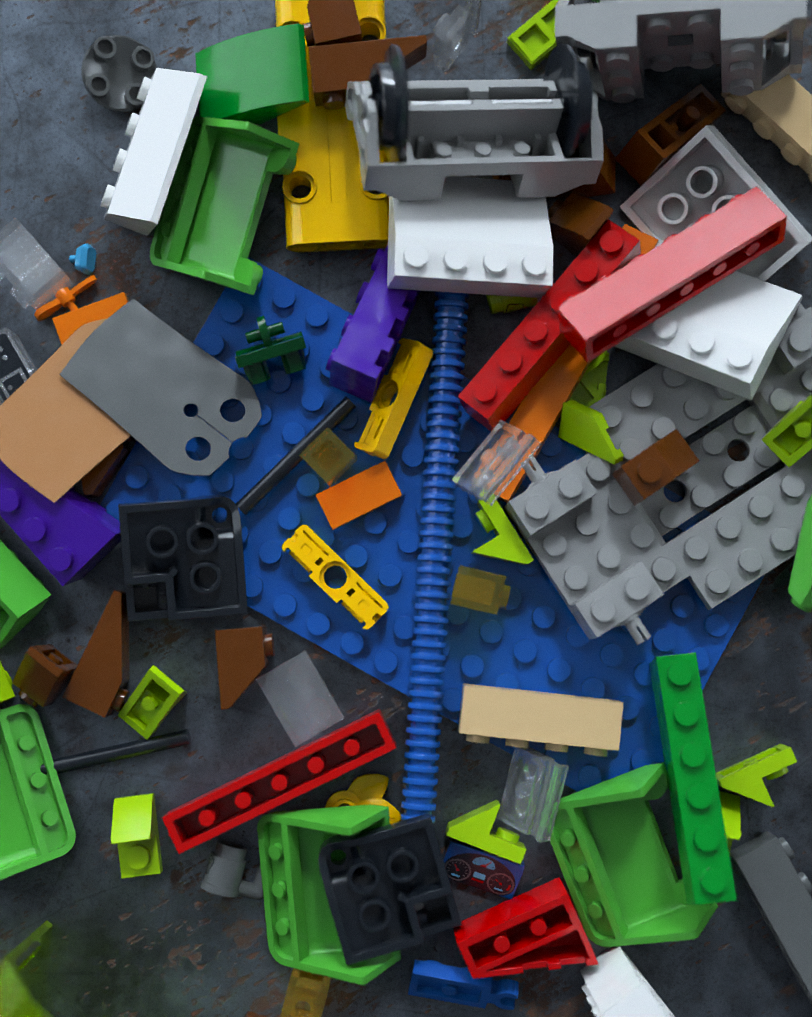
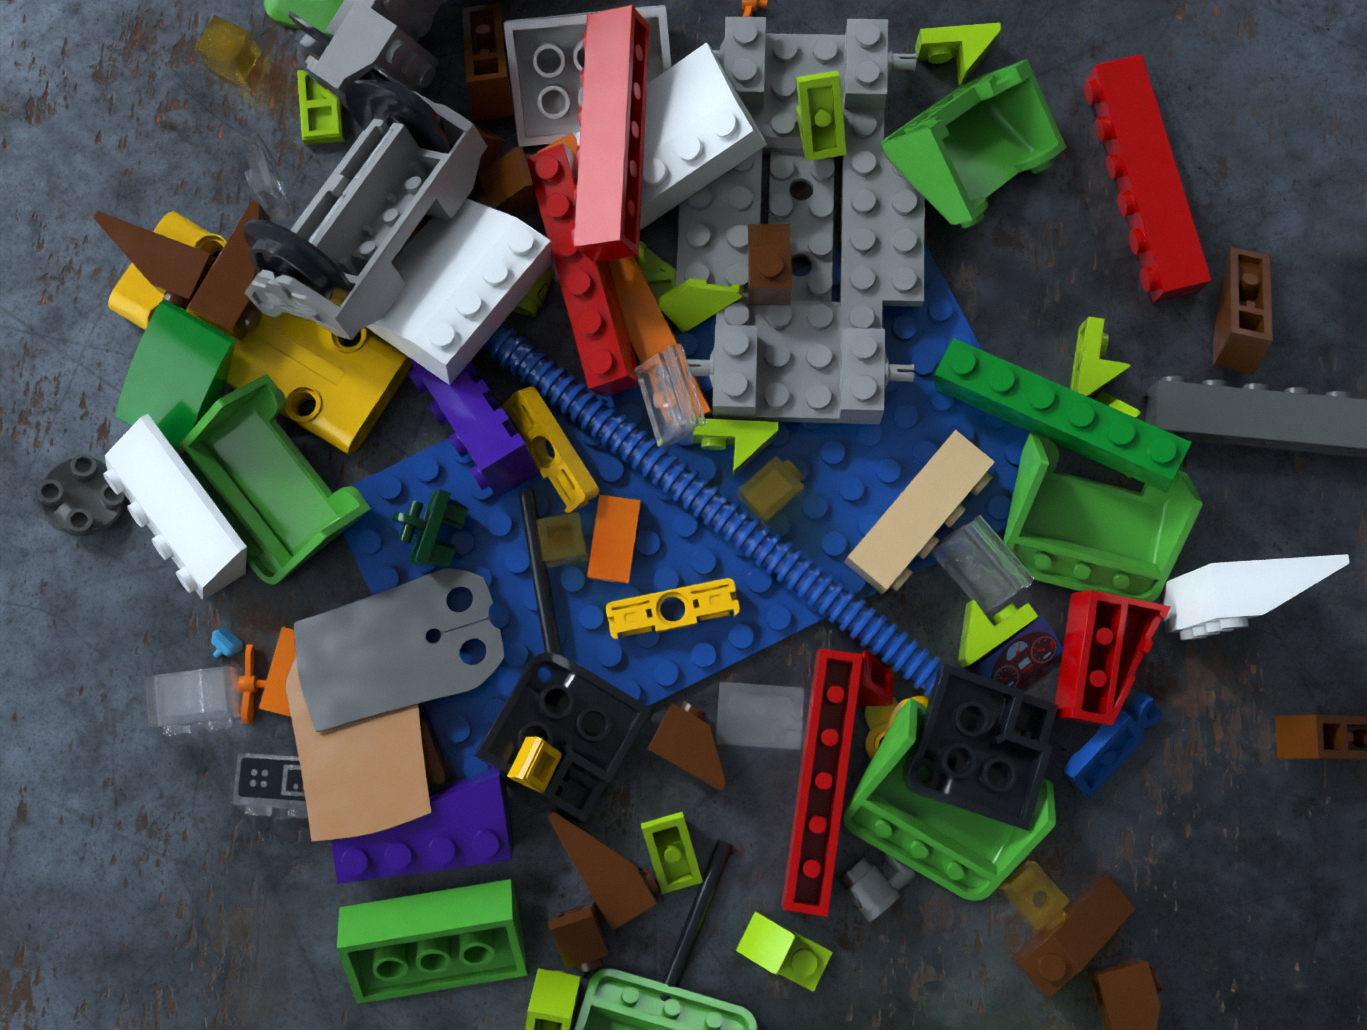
camera: 55 degrees left, 5 degrees down
(141, 555) = (535, 764): none -> yellow slope
(385, 770) = (875, 682): none -> red slope

